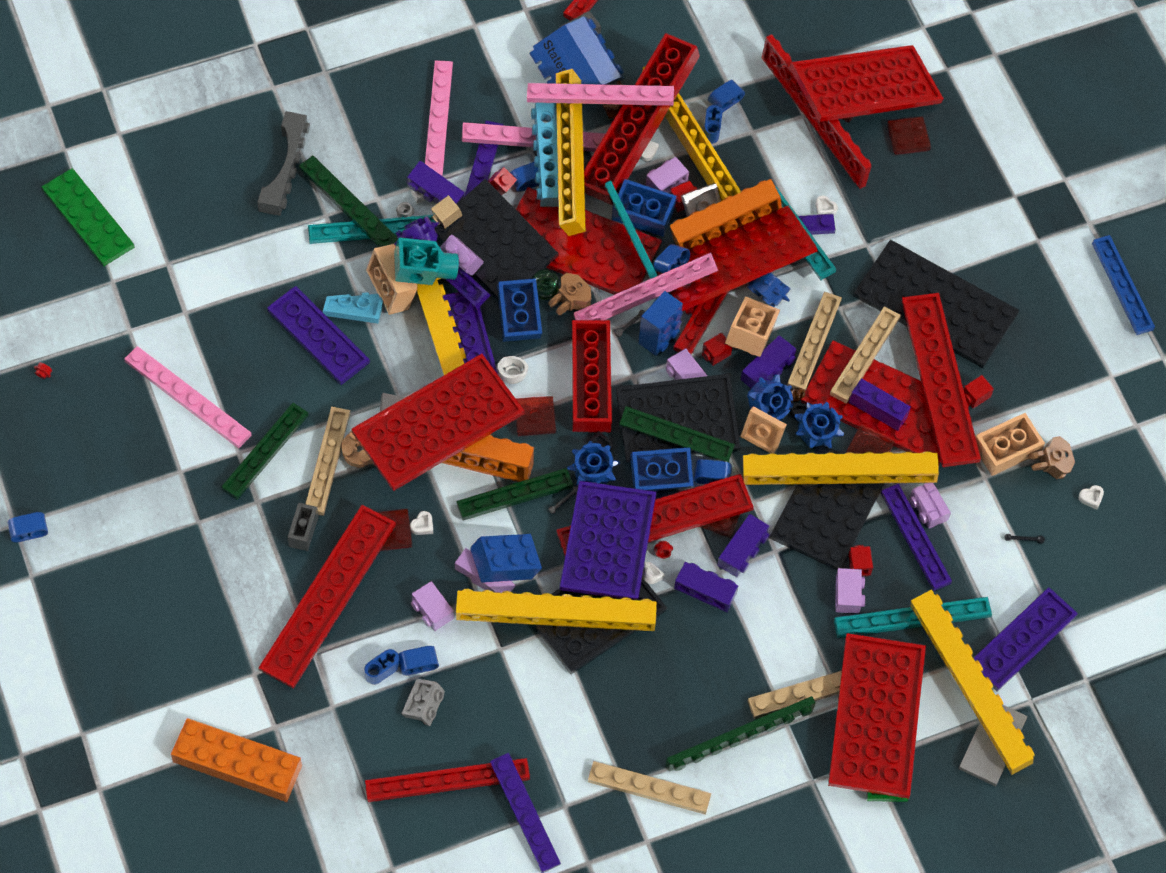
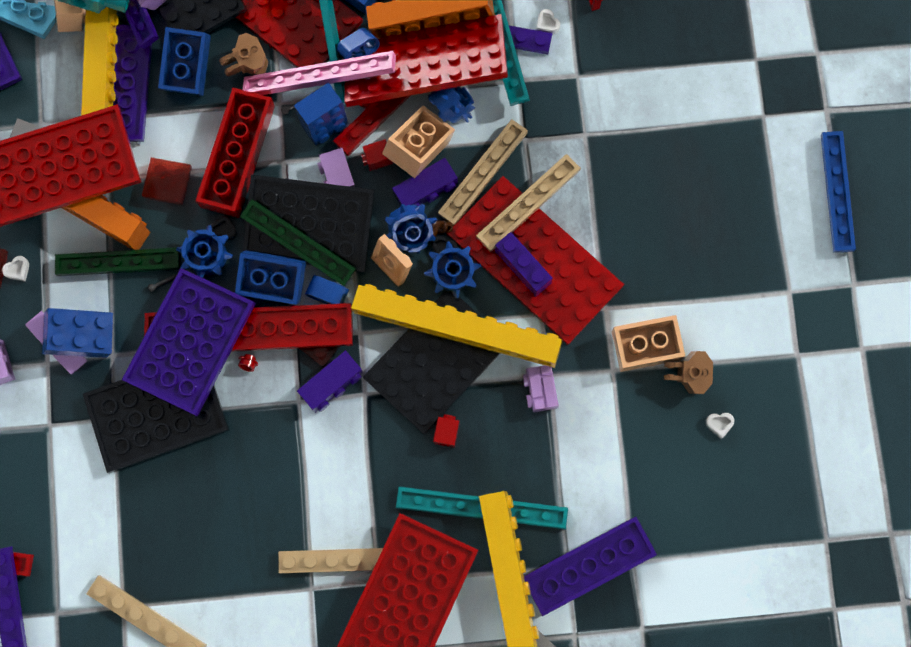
camera: 25 degrees right, 15 degrees up
(513, 373) = (160, 129): white helmet -> none
(544, 291) = (219, 32): clear green wheel -> none
(556, 610) = (110, 404): yellow brick -> none
(651, 573) = (225, 386): white tile -> none
(706, 586) = (277, 416): dark purple brick -> none
(734, 737) = (247, 592): dark green plate -> none
(849, 590) = (423, 461): lavender brick -> none
(870, 441) = (500, 304): clear red plate -> none
(916, 537) = (514, 420): dark purple plate -> none
(940, 380) = (599, 252): red plate -> none
(972, 315) = (628, 161): black plate -> none
(978, 391) = (636, 274): red brick -> none
(1040, 539) = (647, 457): black hinge -> none

